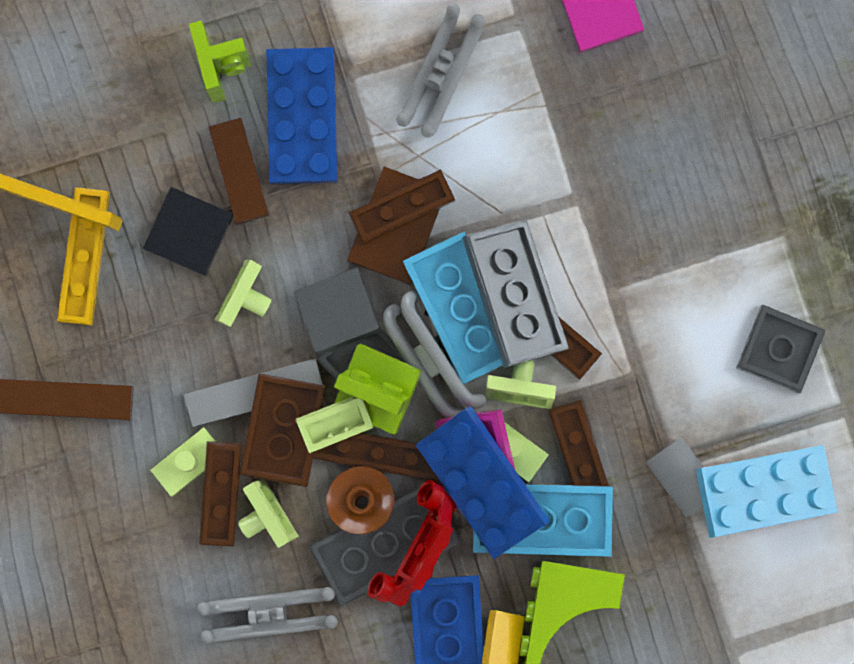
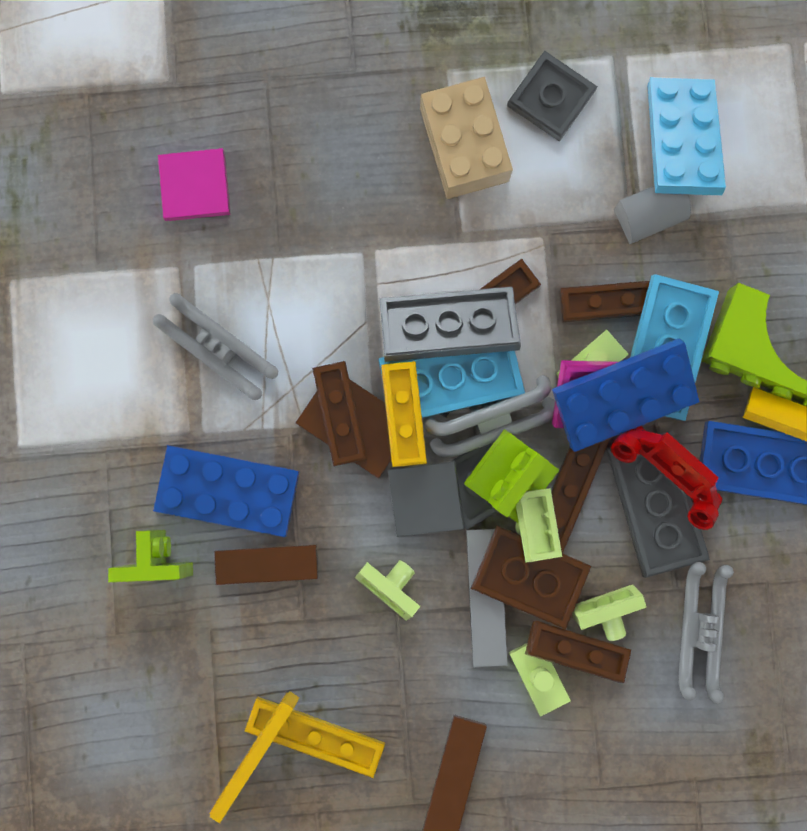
camera: 80 degrees left, 0 degrees up
(188, 231) = (314, 627): black tile -> none
(348, 489) = (608, 534): dark orange dish -> none
(413, 267) = (403, 414): none -> yellow tile
(520, 388) = (539, 341): yellowish green tile -> none
(711, 268) = (465, 137): none -> tan brick

